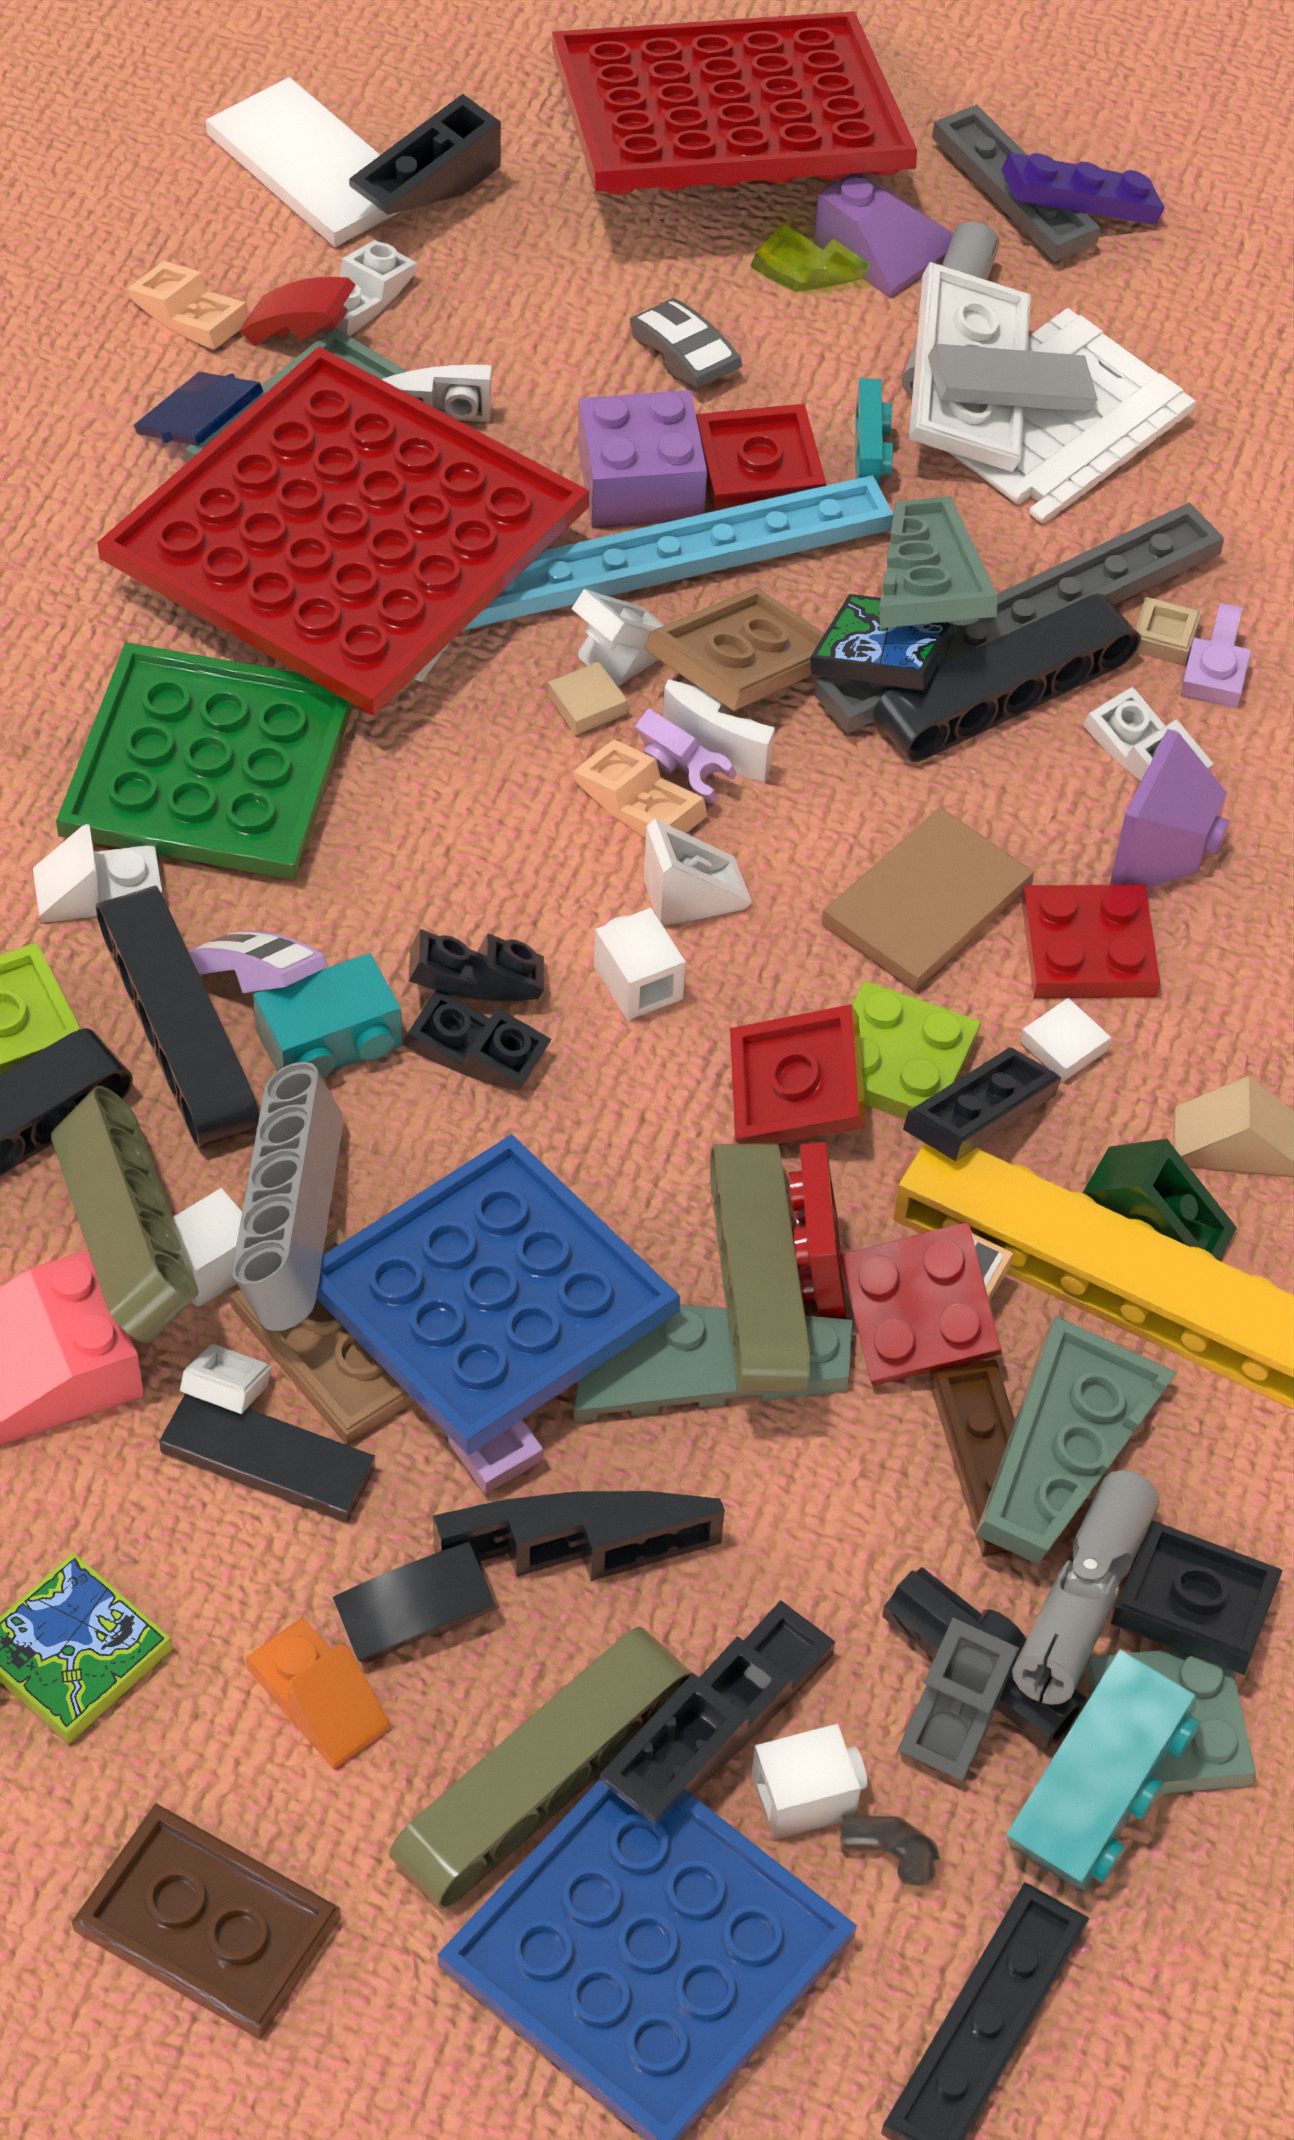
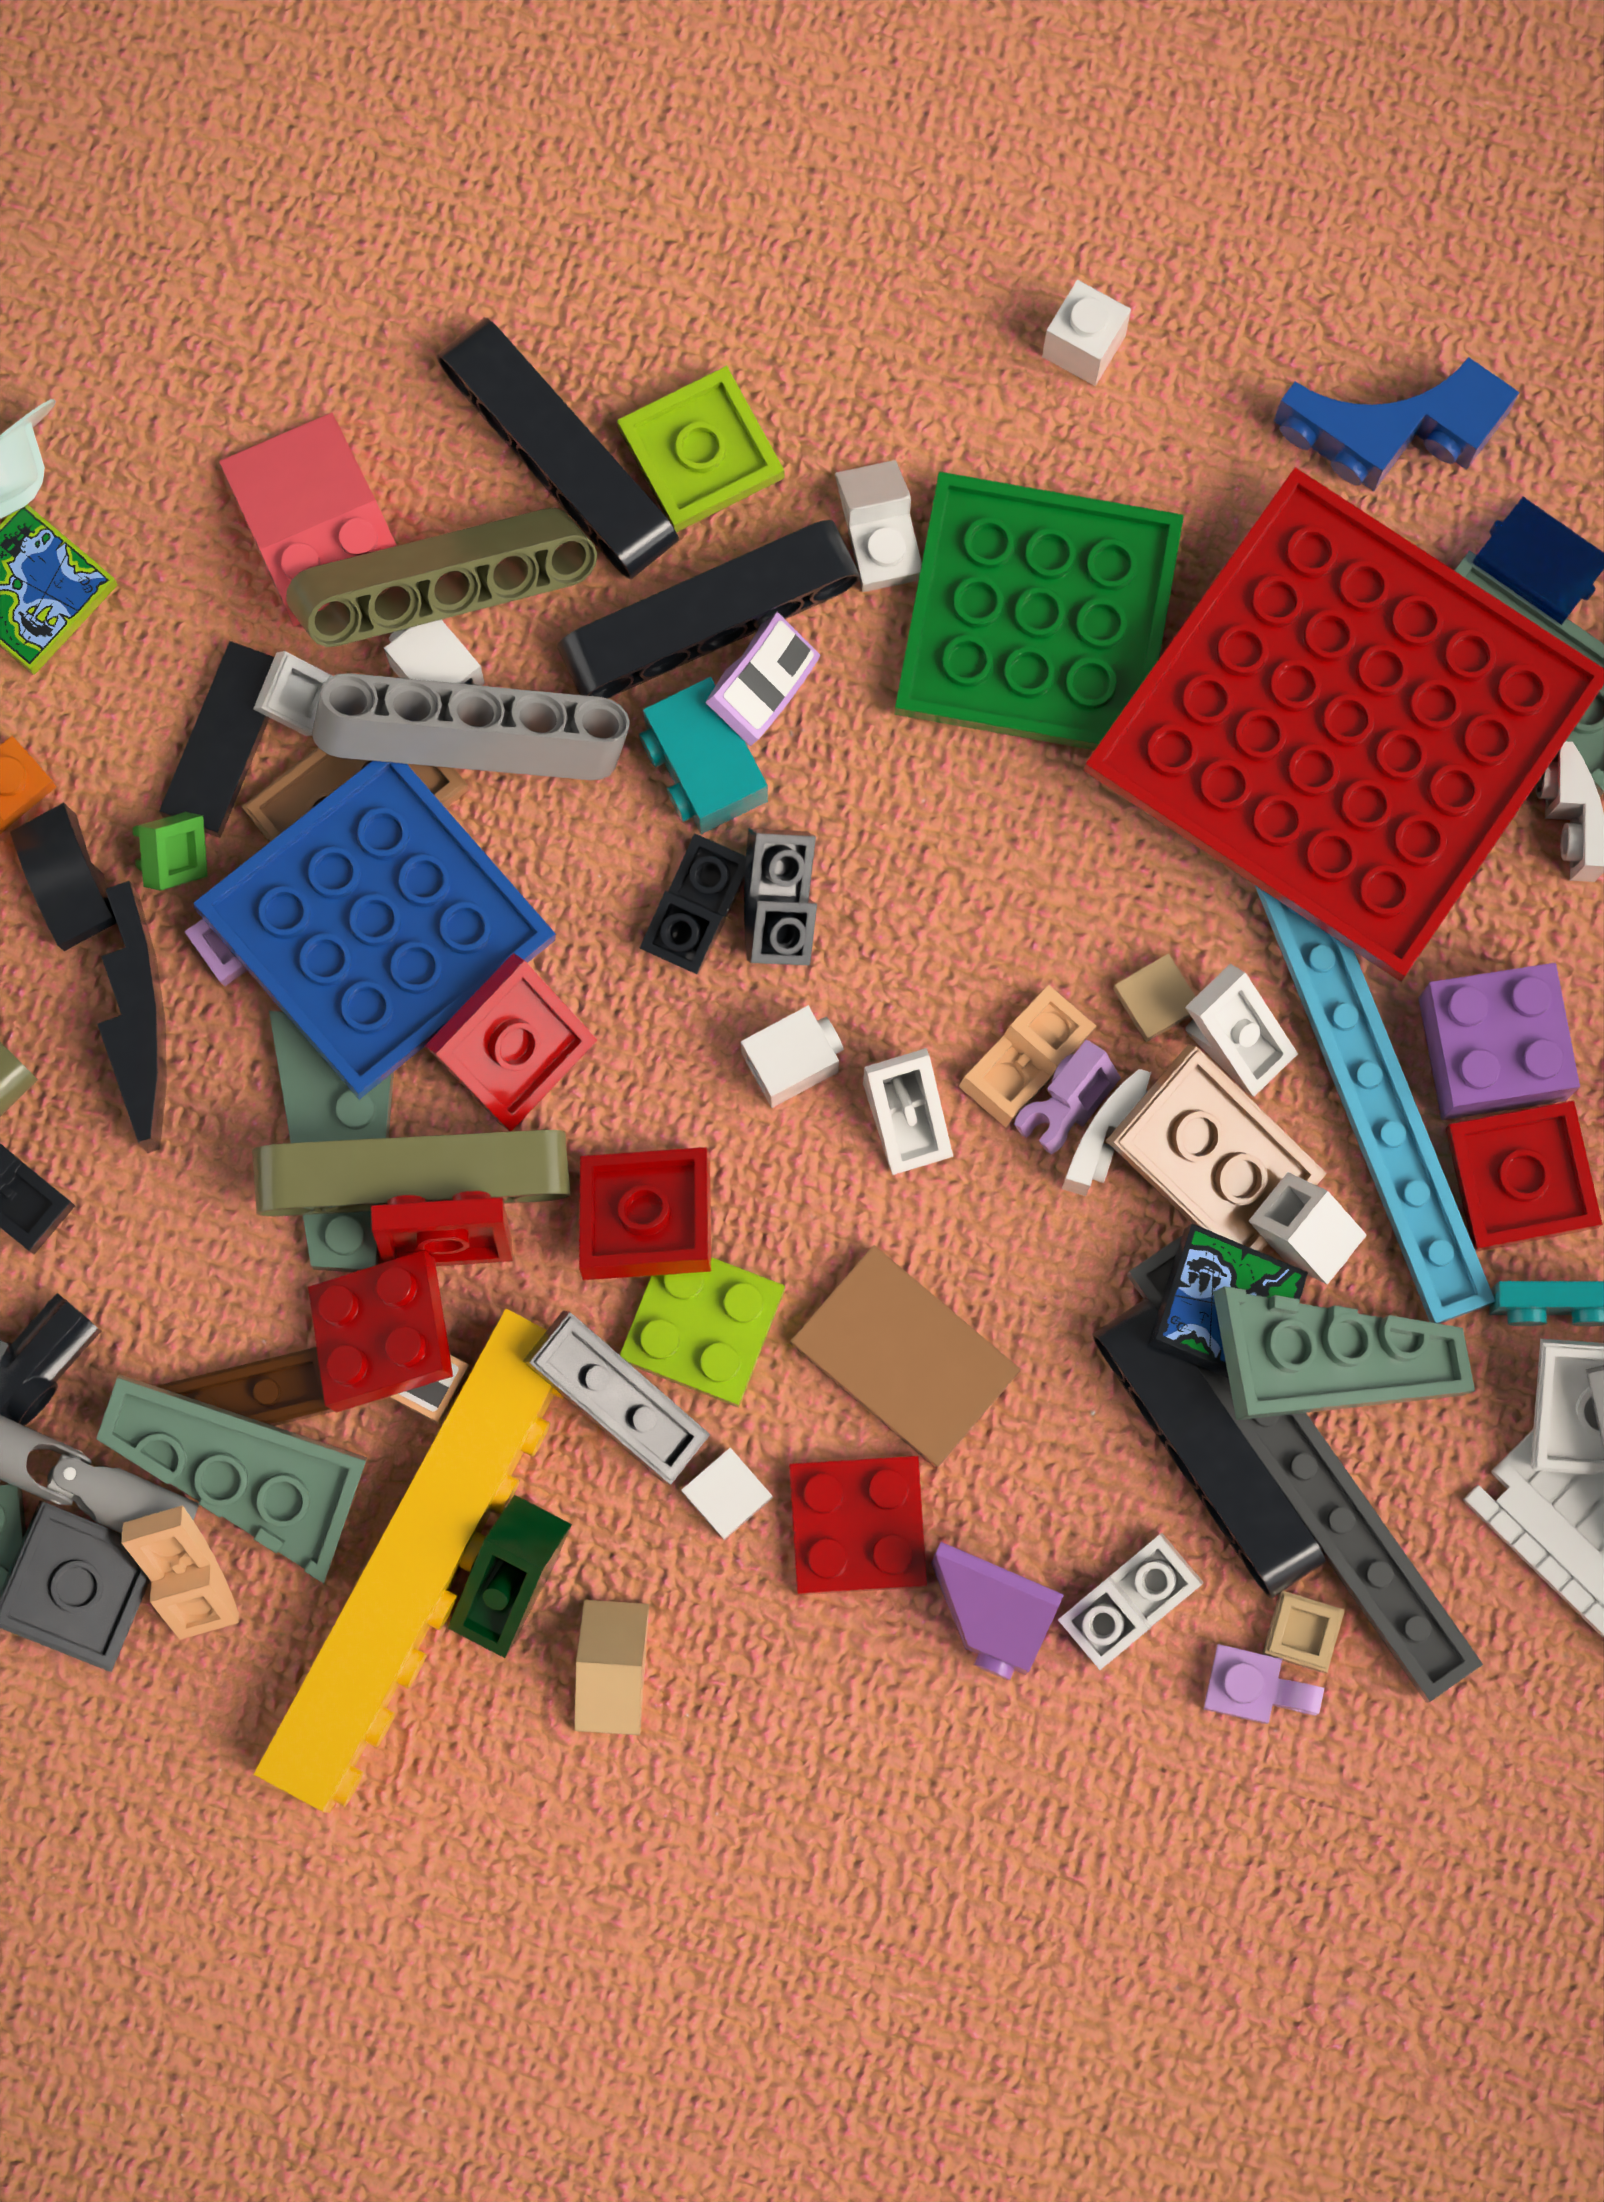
camera: 90 degrees right, 25 degrees up
(58, 457) = (1369, 439): none -> blue arch
(393, 1489) = (172, 851): none -> bright green tile
(621, 1178) = (511, 1042): none -> plate
(809, 586) = (1307, 1227): none -> white brick
(1180, 1484) = (183, 1572): none -> light nougat slope

